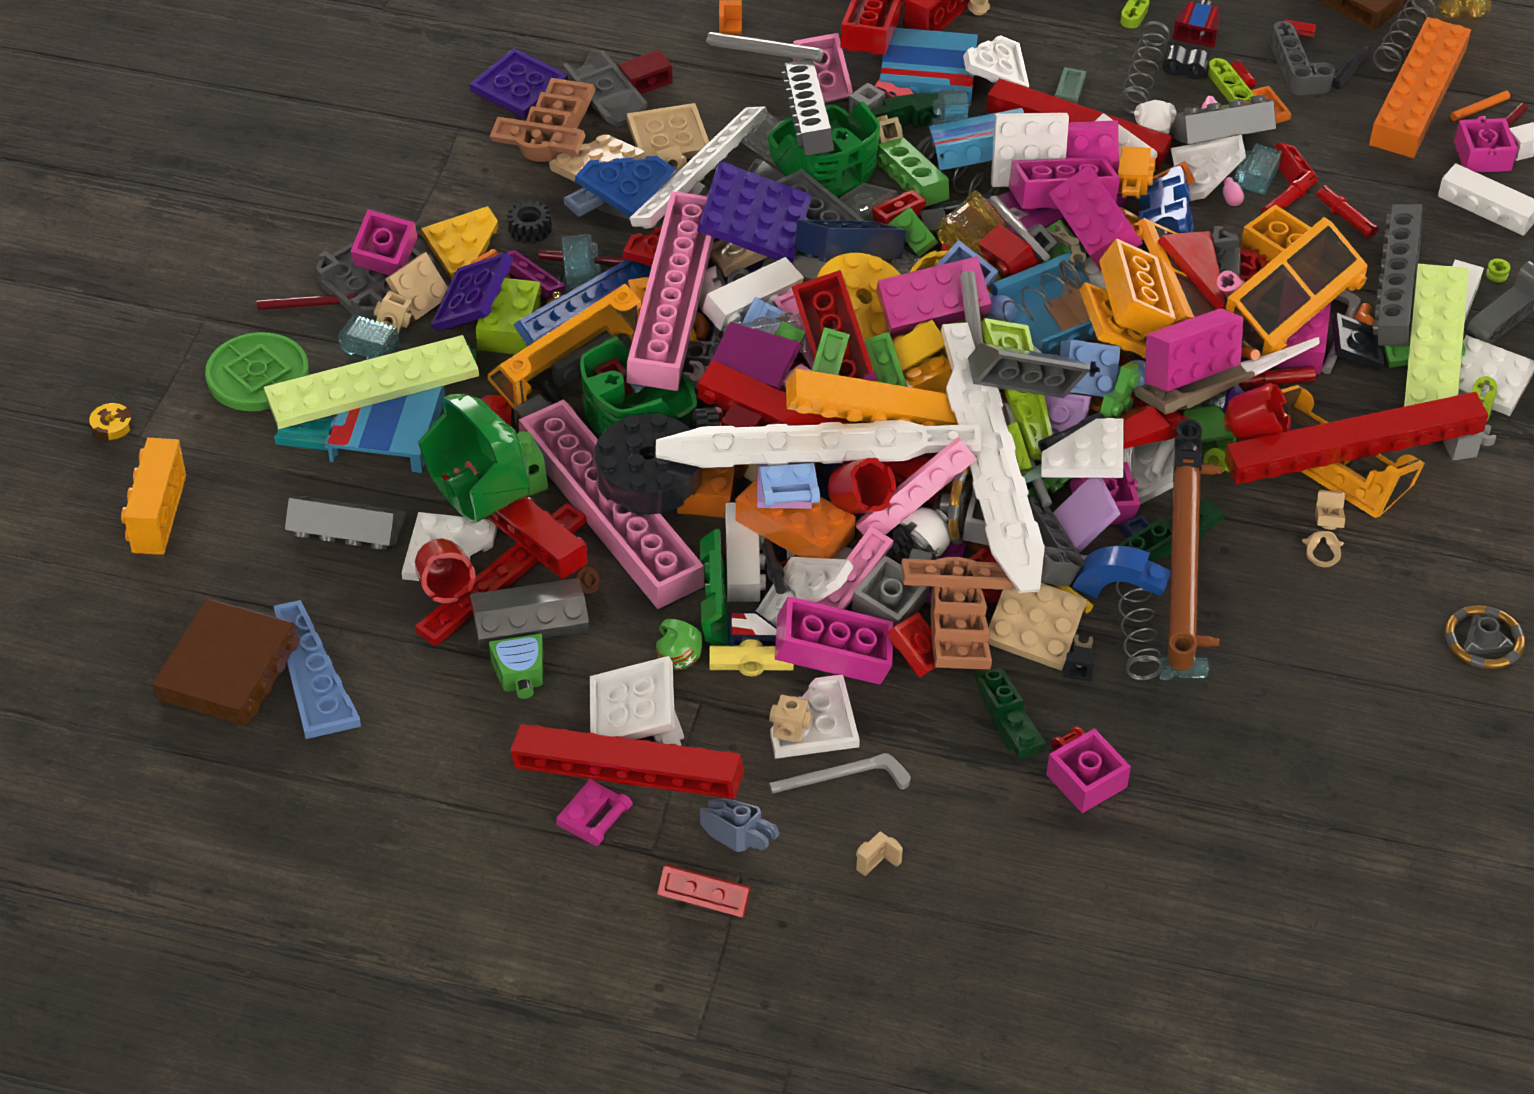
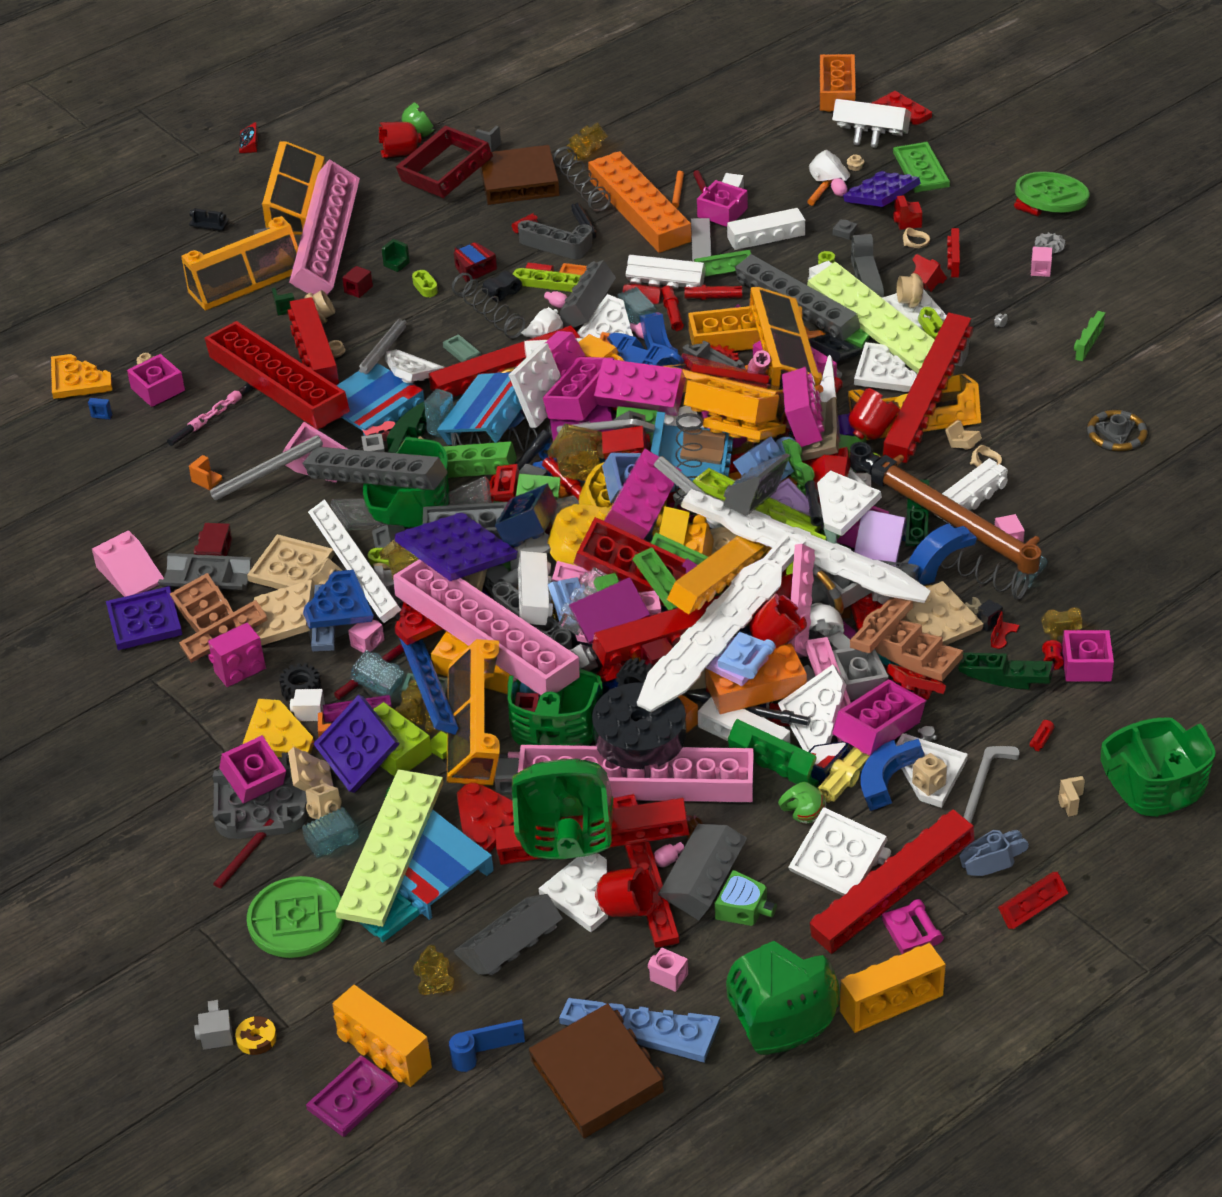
camera: 50 degrees left, 5 degrees down
(87, 519) = (352, 1096): none -> magenta tile
(96, 390) = (214, 1027): none -> light grey brick
(191, 562) = (466, 1044): none -> blue door
(260, 492) = (433, 972): none -> clear yellow piece
(382, 749) = (765, 985): none -> green piece
(391, 653) = (668, 969): none -> bright pink brick
(487, 828) = (892, 987): none -> light orange brick
(506, 237) = (307, 704): none -> white brick
(517, 160) = (236, 654): none -> dark pink brick
(532, 577) = (667, 854): none -> bright pink cylinder
(570, 35) = (126, 564): none -> bright pink slope
(622, 229) = (366, 635): none -> bright pink brick
(769, 680) = (882, 766): none -> blue arch
(867, 697) = (927, 733): none -> light grey piece
(946, 791) = (1042, 735): none -> red piece
(979, 907) = (1158, 764): none -> green piece
(1004, 29) = (382, 346): none -> light grey axle
(1063, 237) = (654, 410): dark tan piece -> none
(1083, 689) = (1005, 628): none -> red piece
(1124, 729) = (1056, 622): none -> clear yellow piece
(1220, 619) = (1011, 525): none -> bright pink brick
(1225, 205) = (654, 330): none -> blue arch
(1252, 558) = (978, 485): none -> white brick
(1332, 160) = (664, 272): none -> white brick
(1368, 391) = (882, 369): none -> white plate
(1392, 193) = (722, 263): none -> bright green plate
(1415, 165) = (700, 238): none -> light grey tile
(1501, 351) = (910, 290): none -> tan piece

